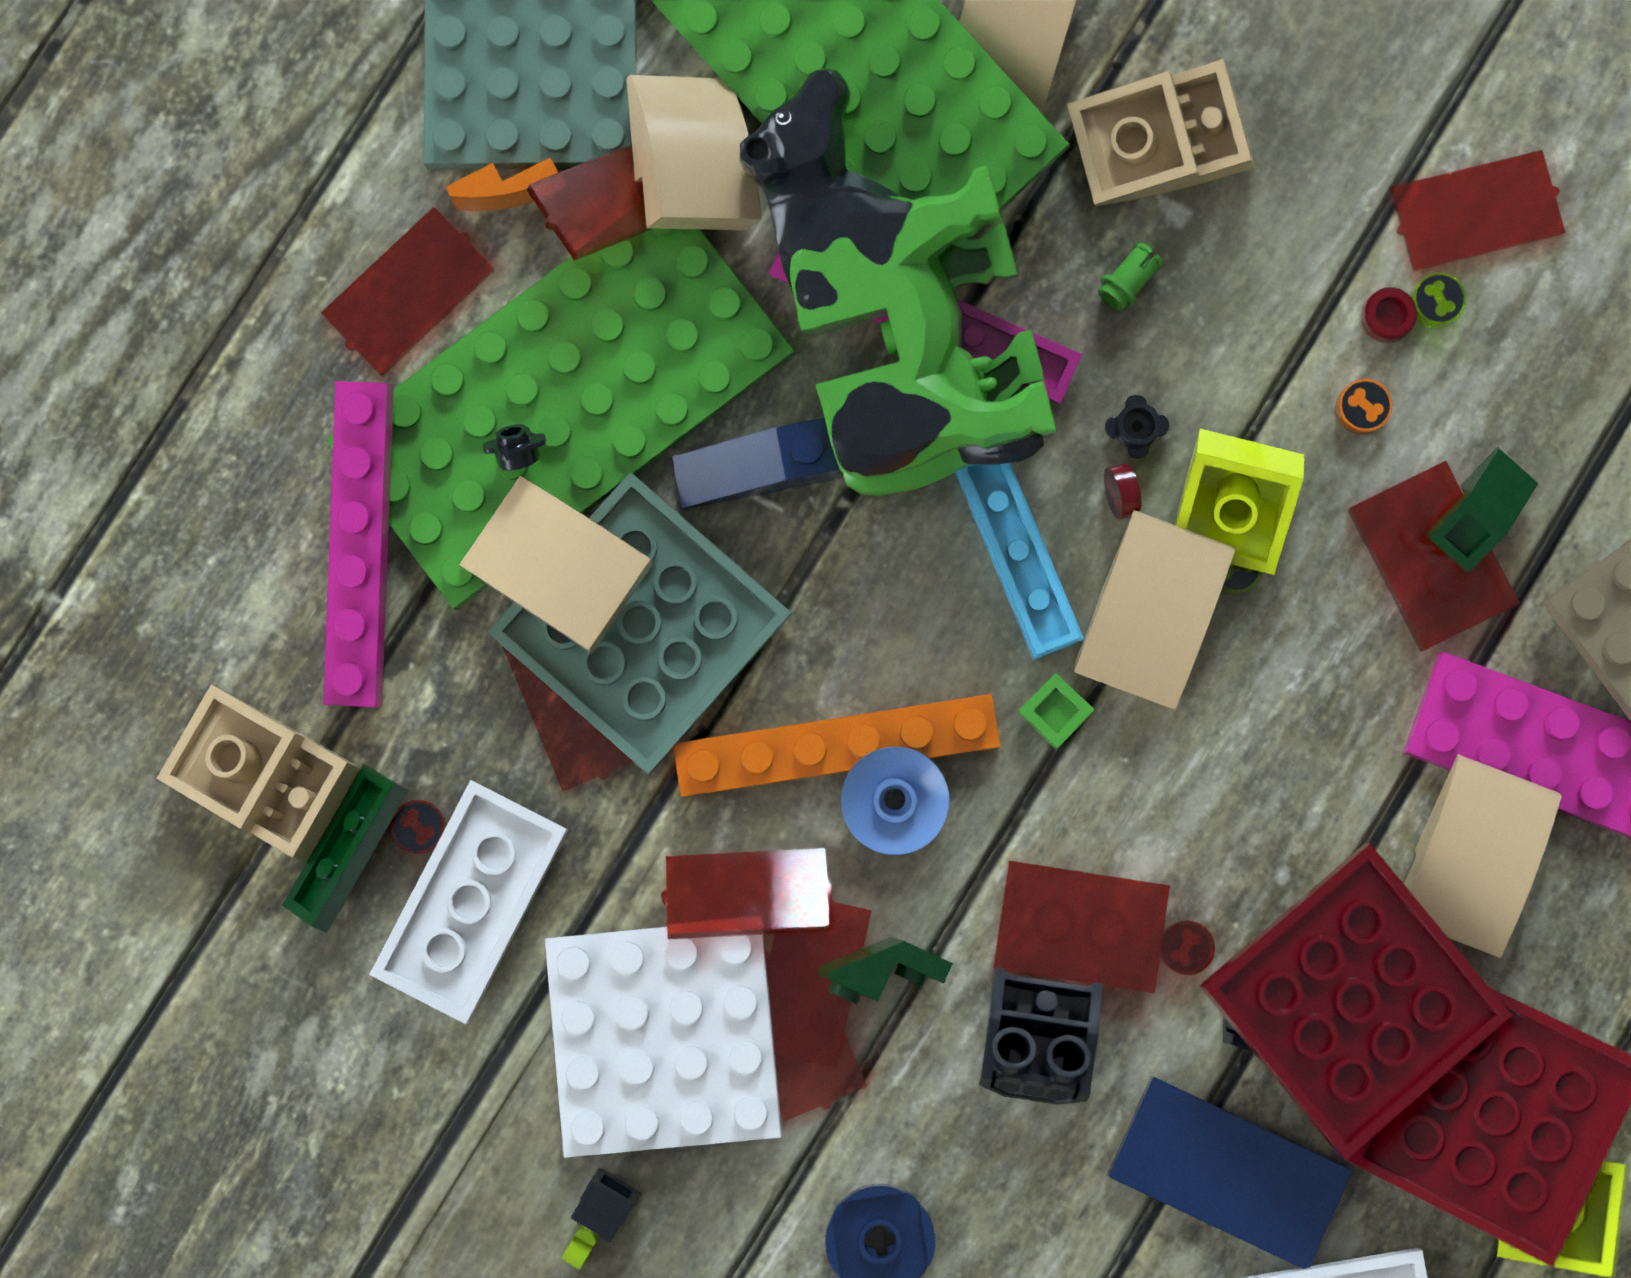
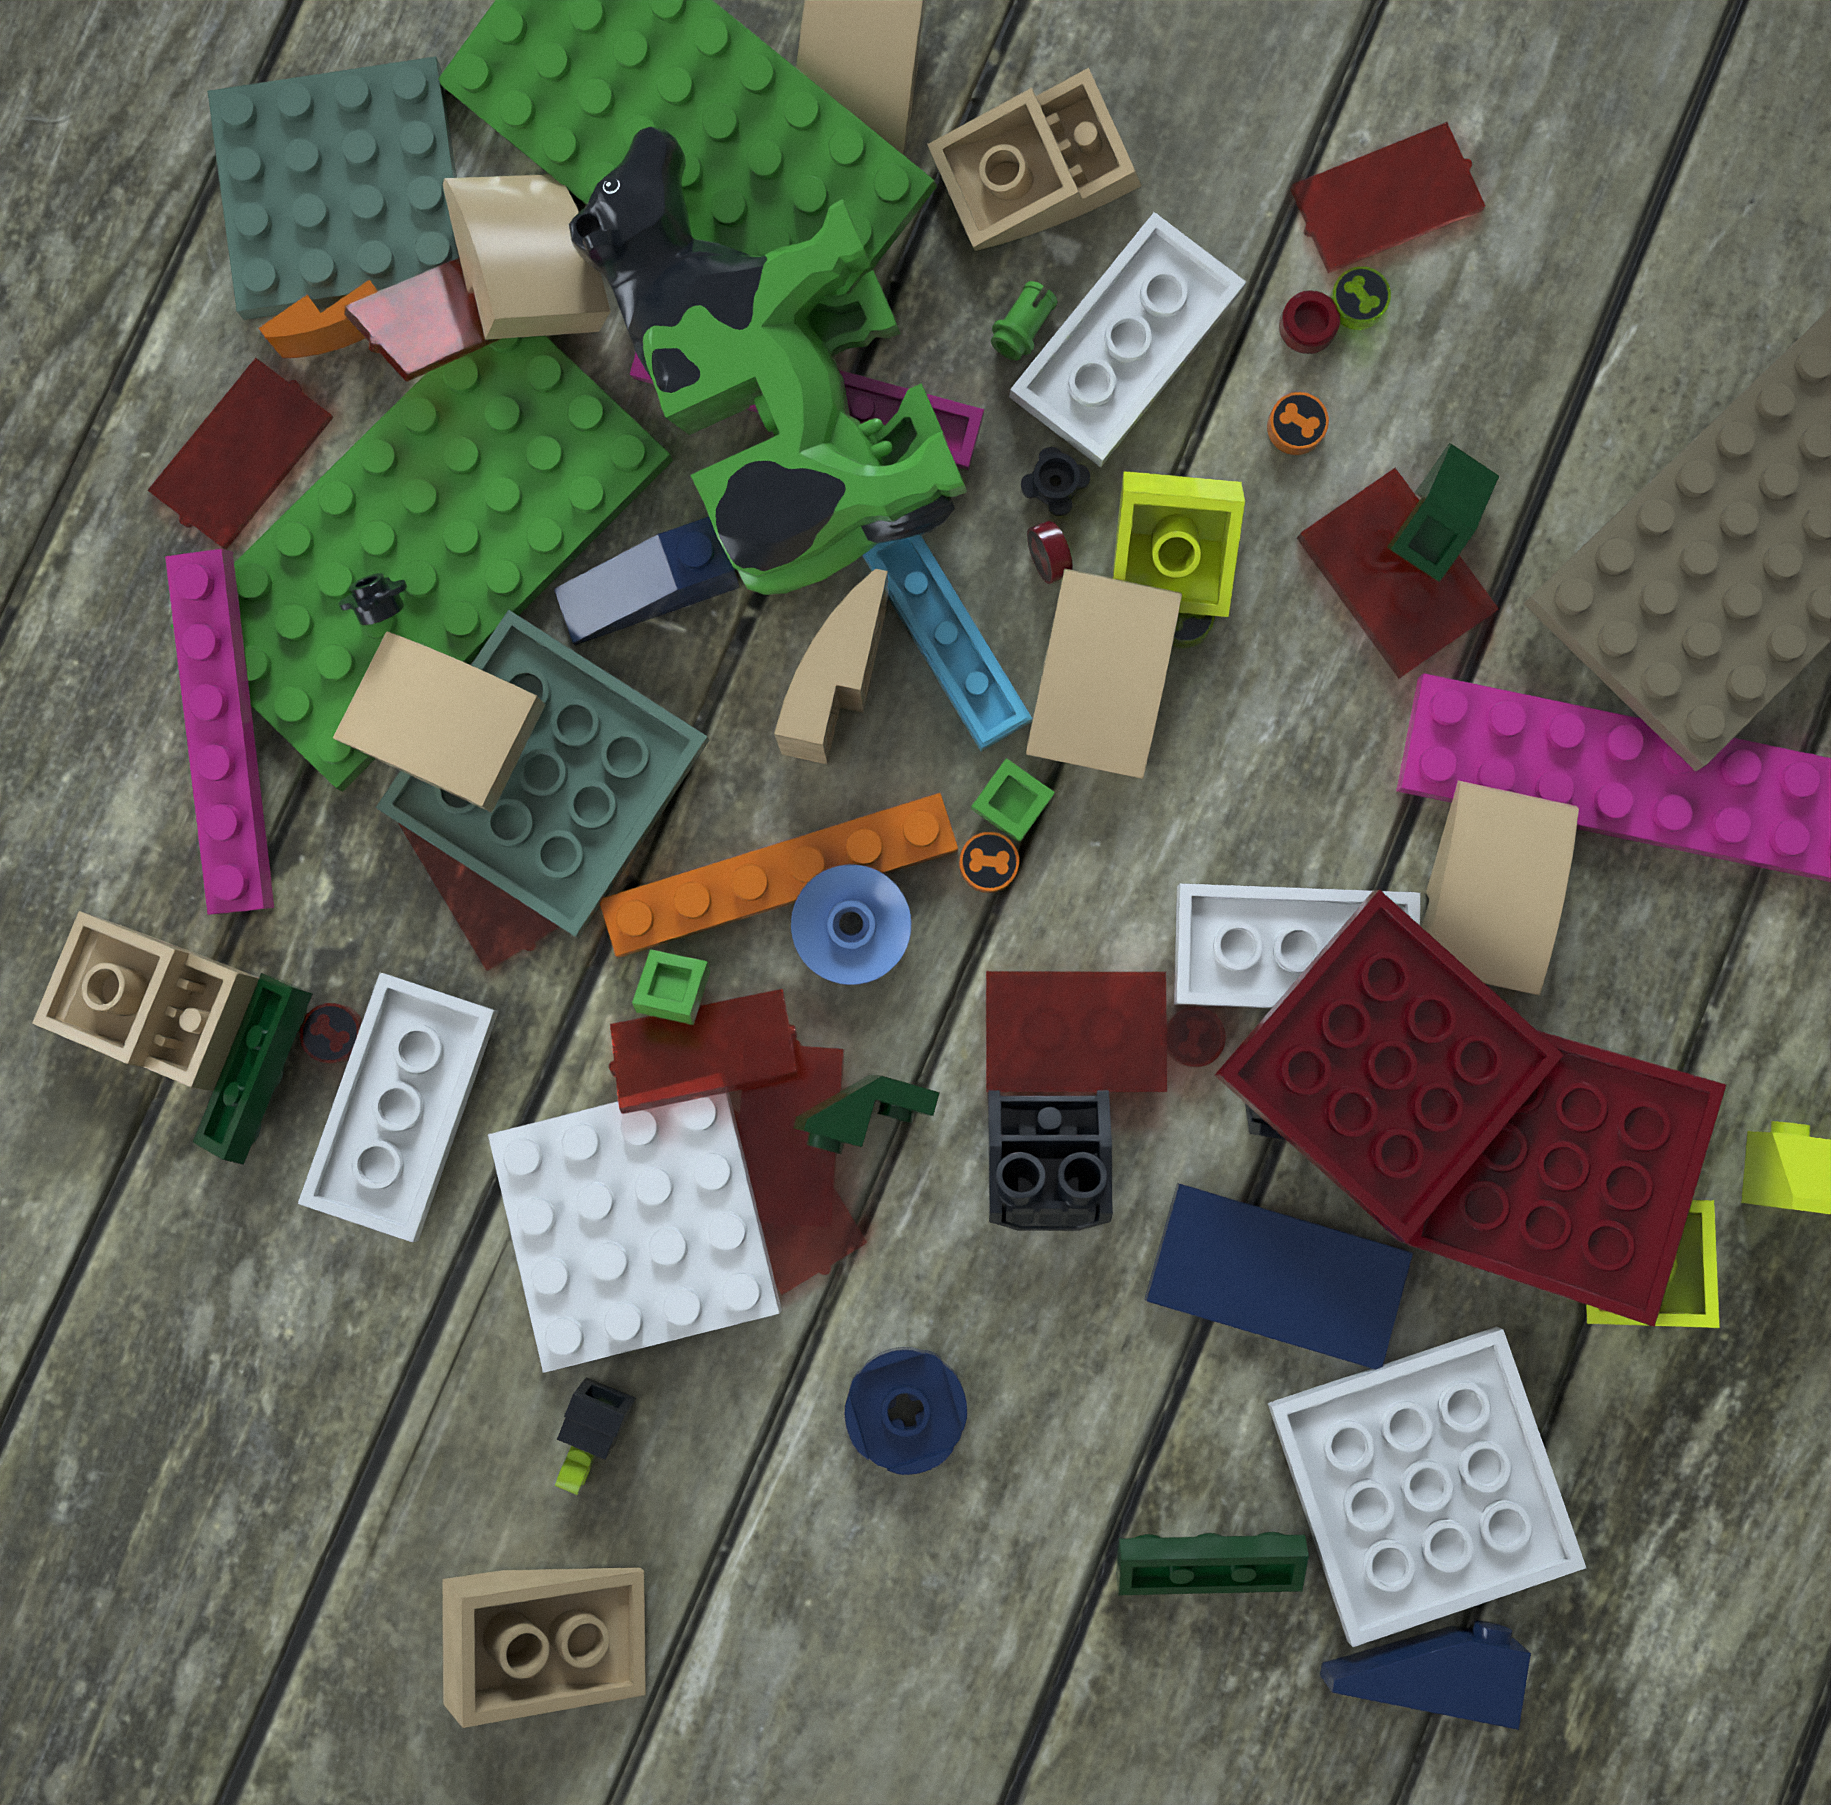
camera: 10 degrees left, 0 degrees up
(726, 832) = (671, 987): none -> bright green plate
(914, 574) = (834, 671): none -> tan slope
(1026, 762) = (989, 862): none -> tile
(1221, 308) = (1127, 339): none -> white plate
(1255, 870) = (1255, 940): none -> white plate

